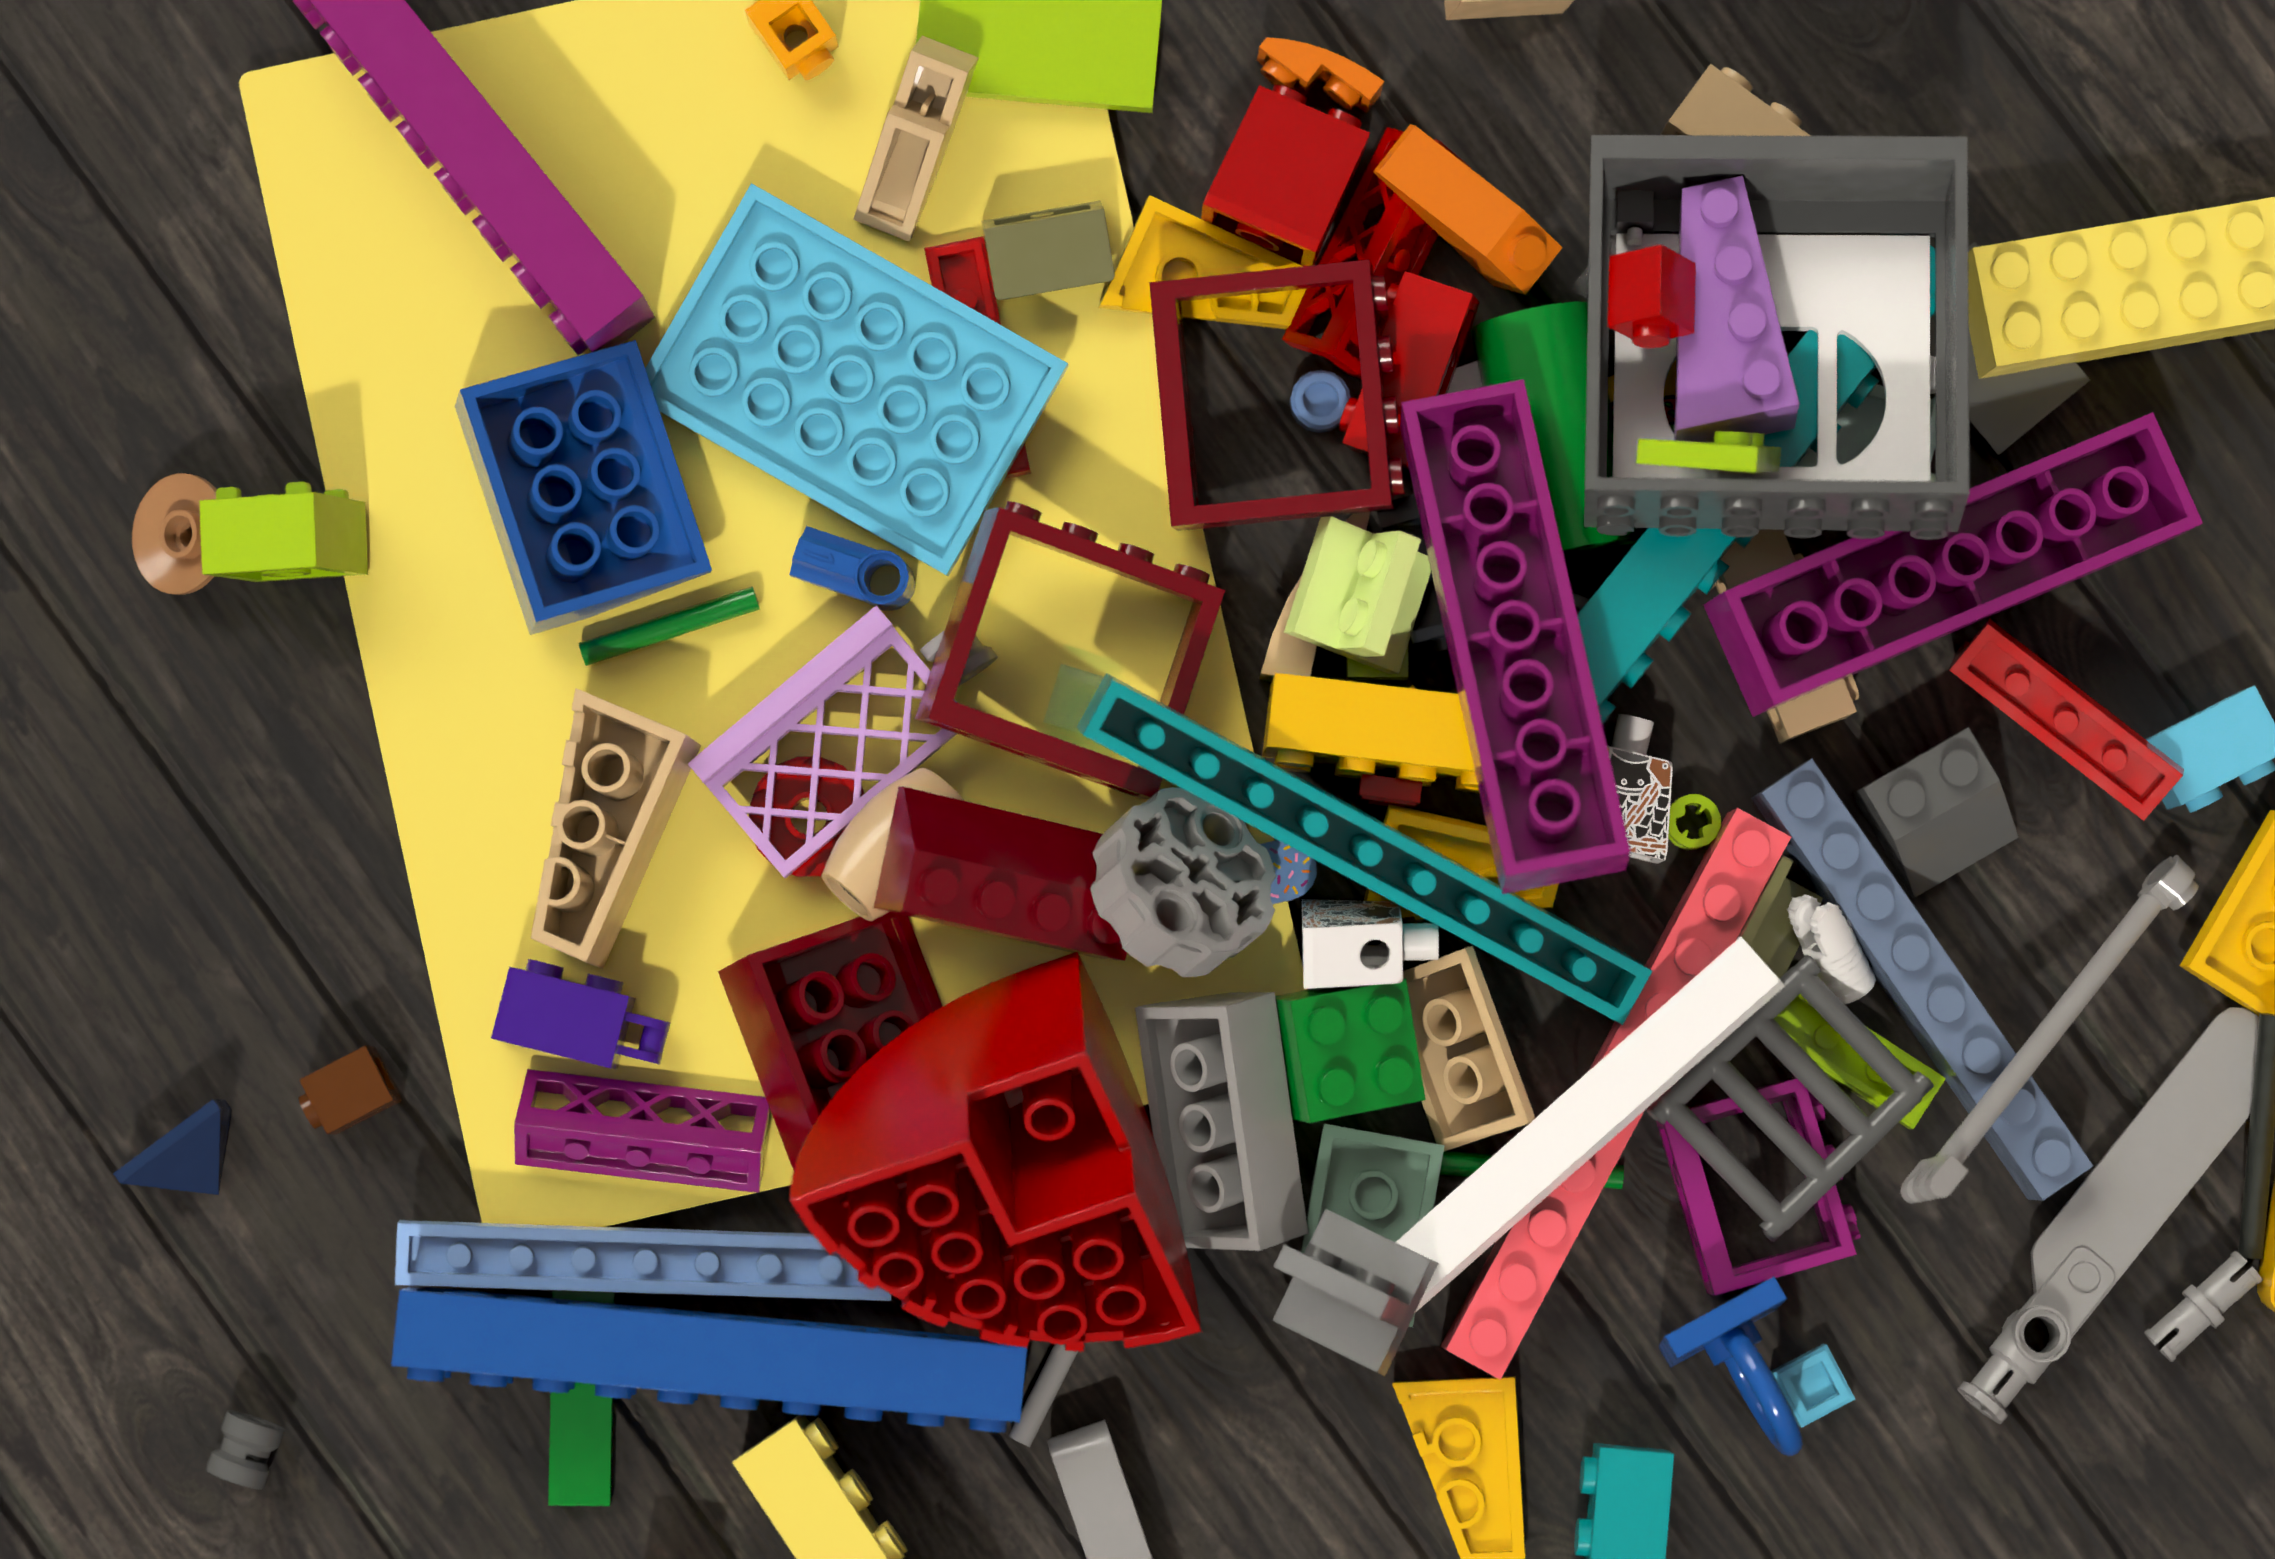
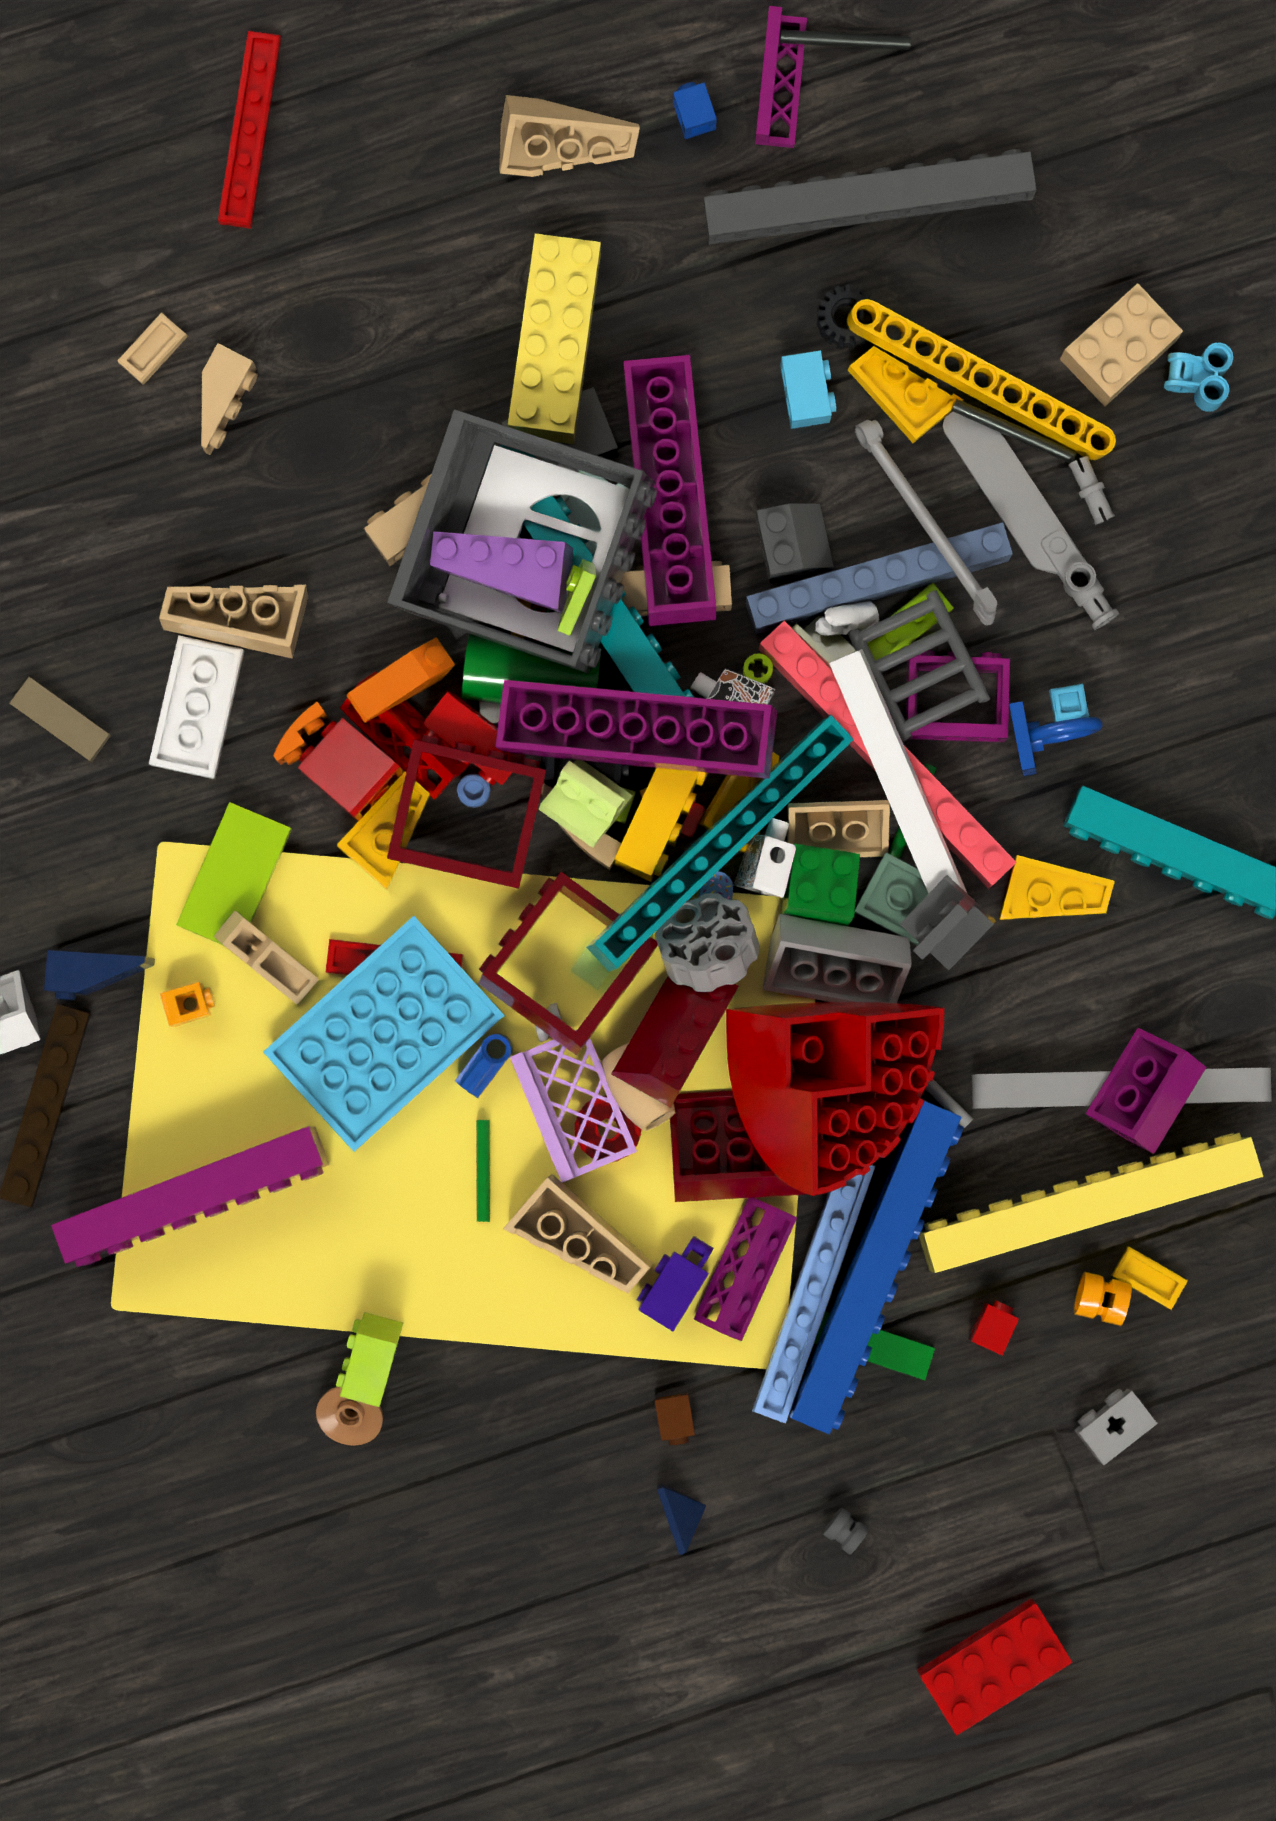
camera: 65 degrees left, 0 degrees up
(581, 485) = (395, 1192): blue slope -> none
(1048, 250) = (348, 906): olive panel -> none
(1651, 295) = (483, 599): red brick -> none
(2066, 719) = (767, 459): red fence -> none

